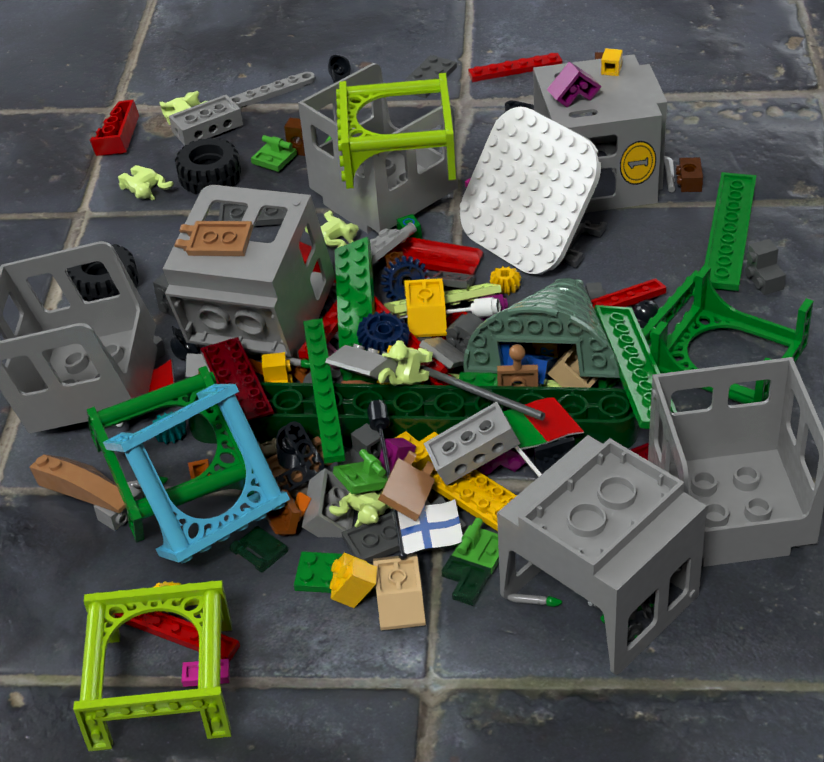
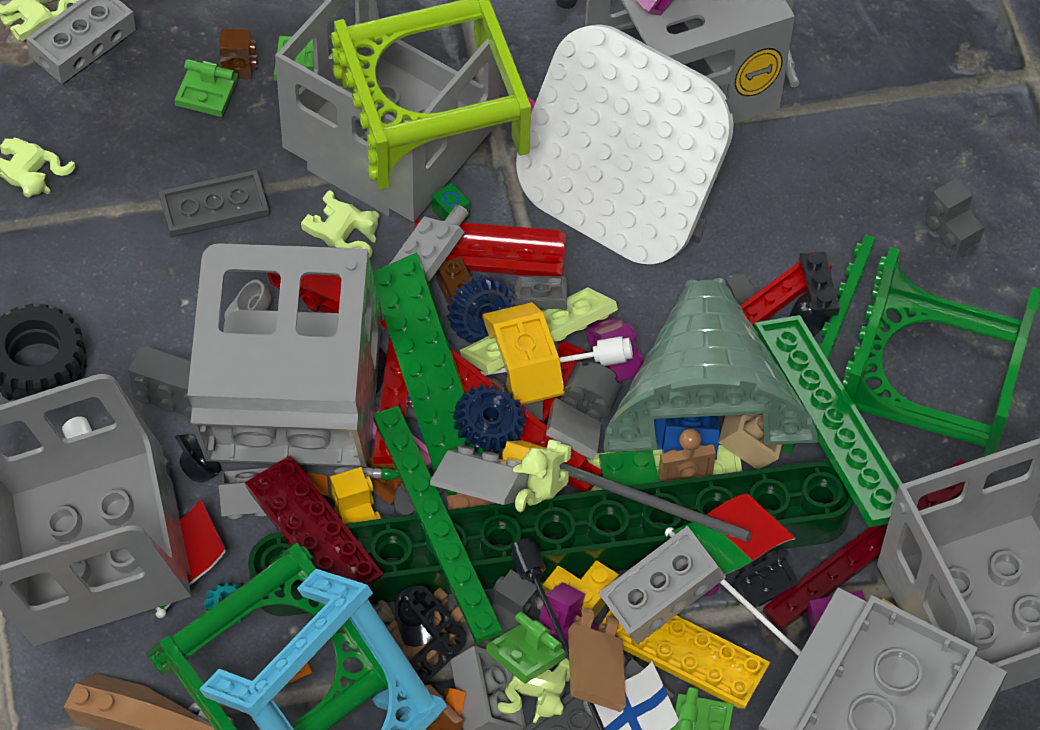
camera: 20 degrees left, 15 degrees up
(207, 164) = (113, 101): black tyre -> none
(216, 238) = (253, 338): medium nougat tile -> none
(507, 278) = (612, 280): yellow gear -> none
(652, 293) = (819, 284): none -> black plate
(689, 174) = (815, 56): reddish brown brick -> none
(730, 230) = (890, 151): green plate -> none

